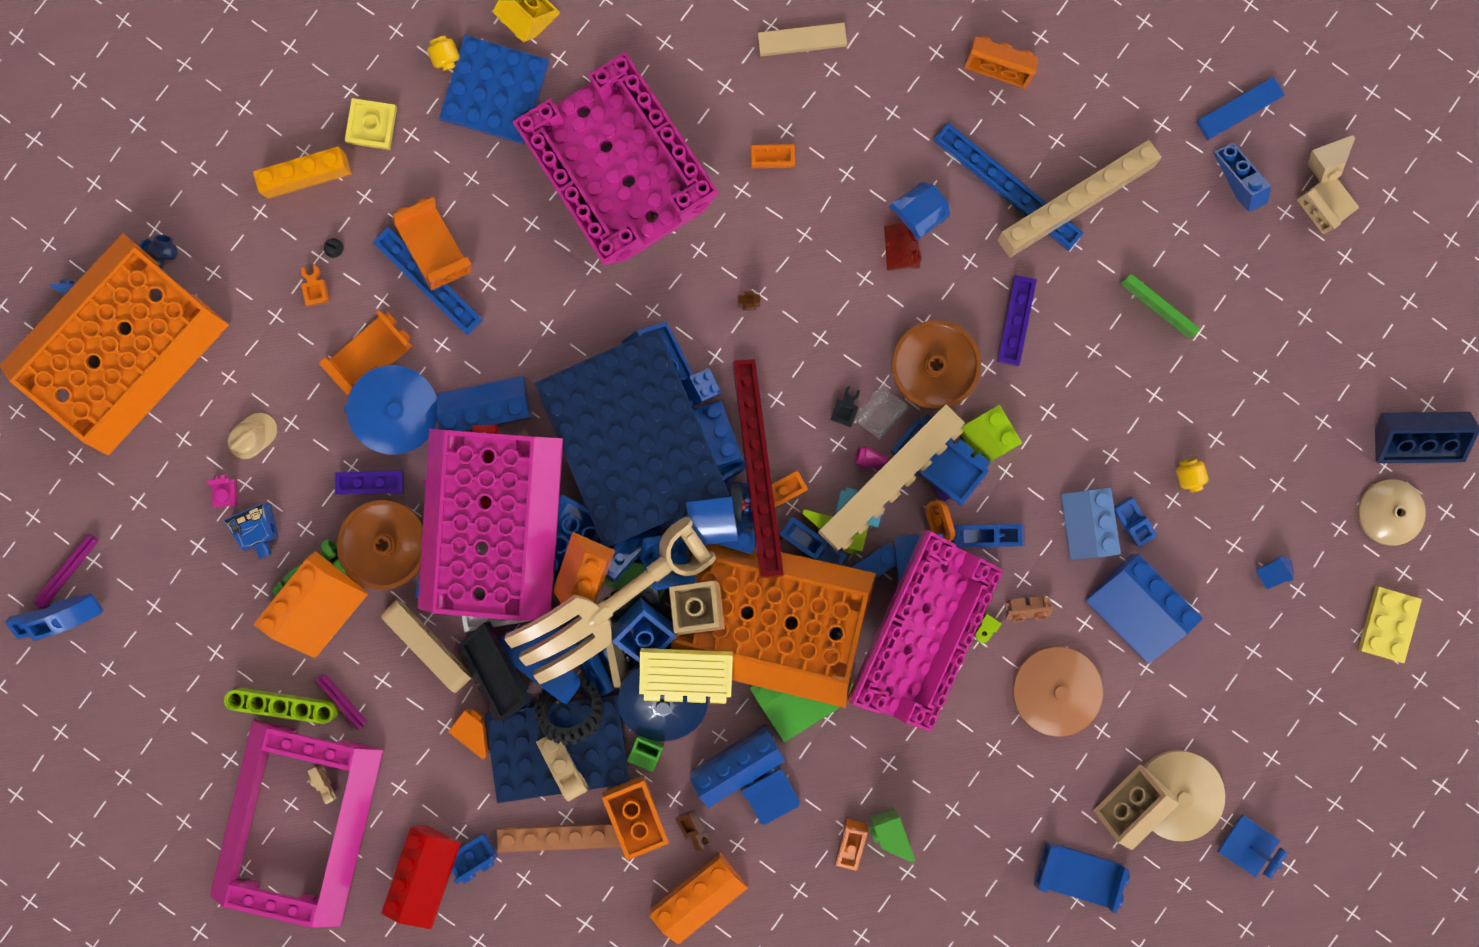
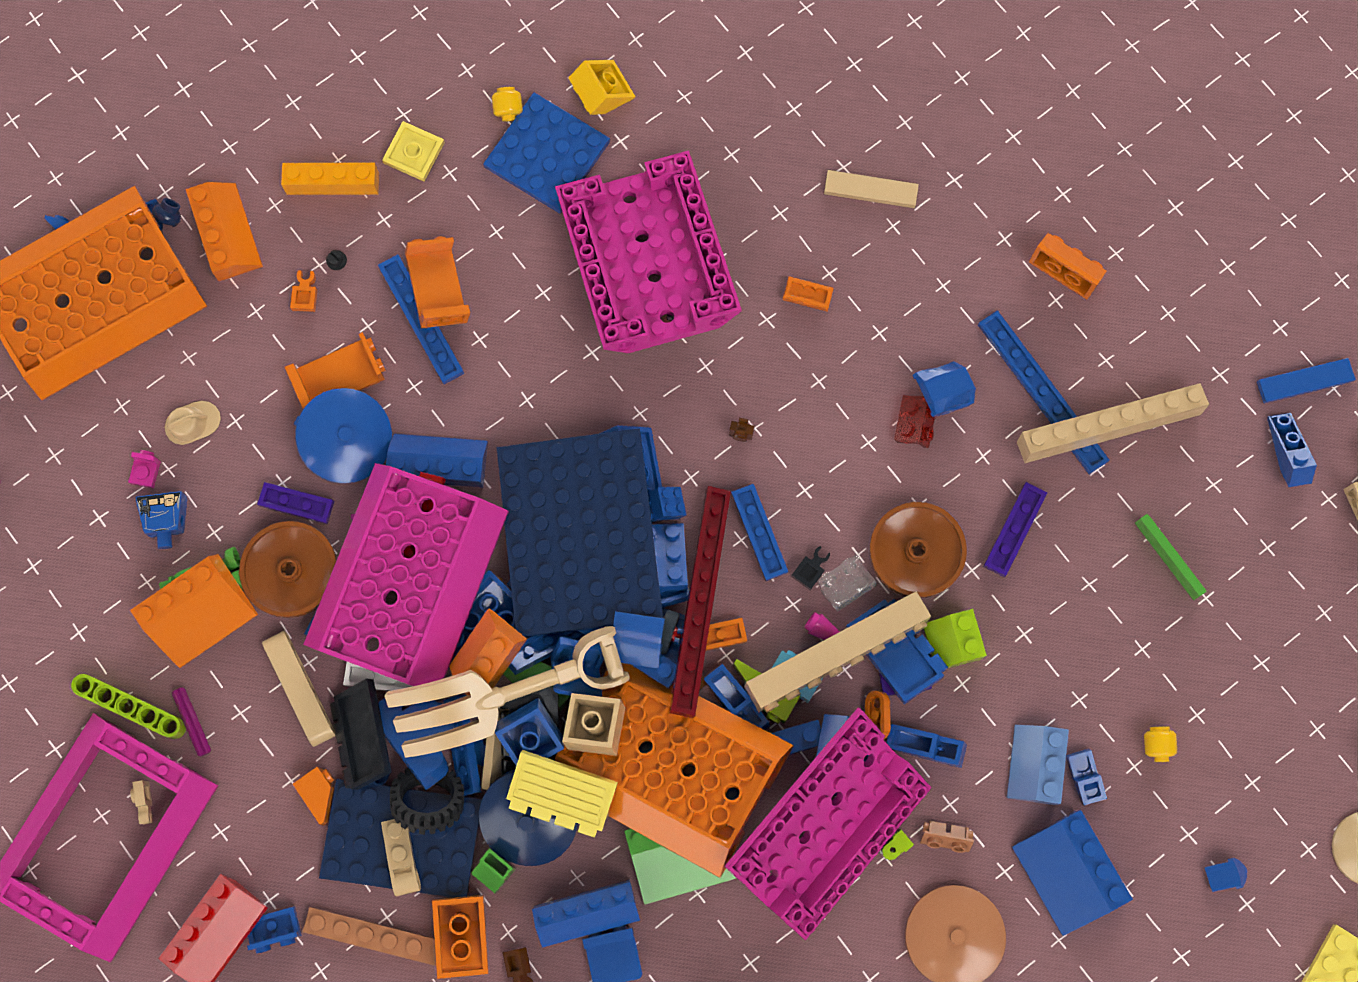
camera: 20 degrees right, 10 degrees down
(220, 248) = (224, 229): none -> orange slope
(791, 388) = (759, 532): none -> blue plate

